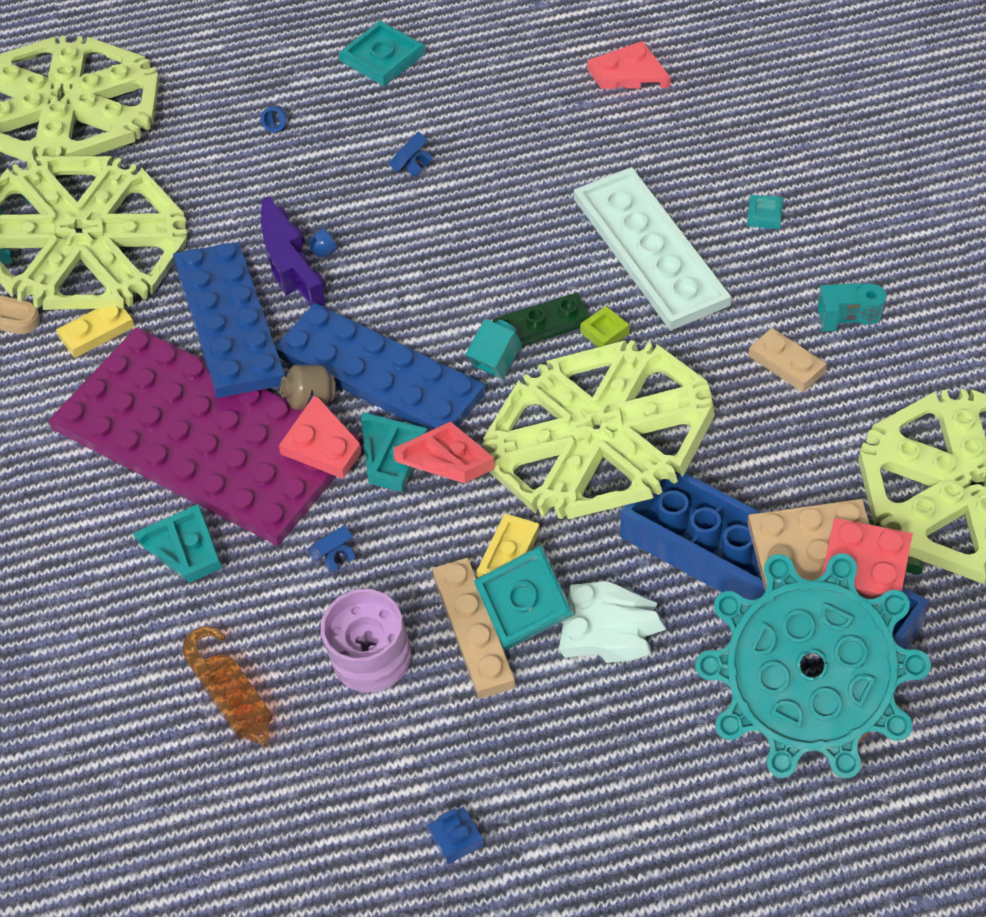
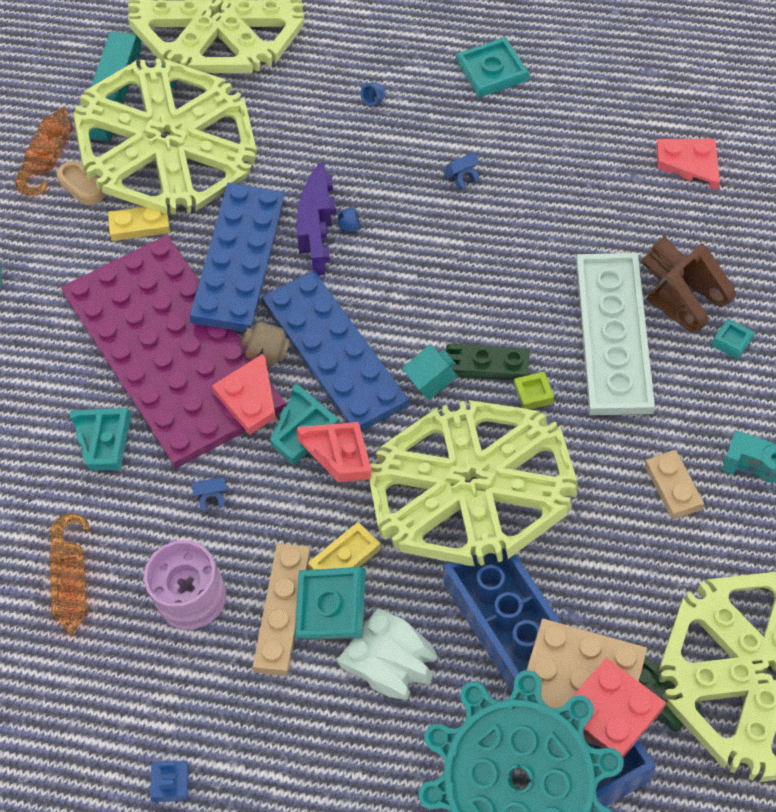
camera: 25 degrees right, 5 degrees up
(695, 176) = (676, 272): none -> reddish brown piece

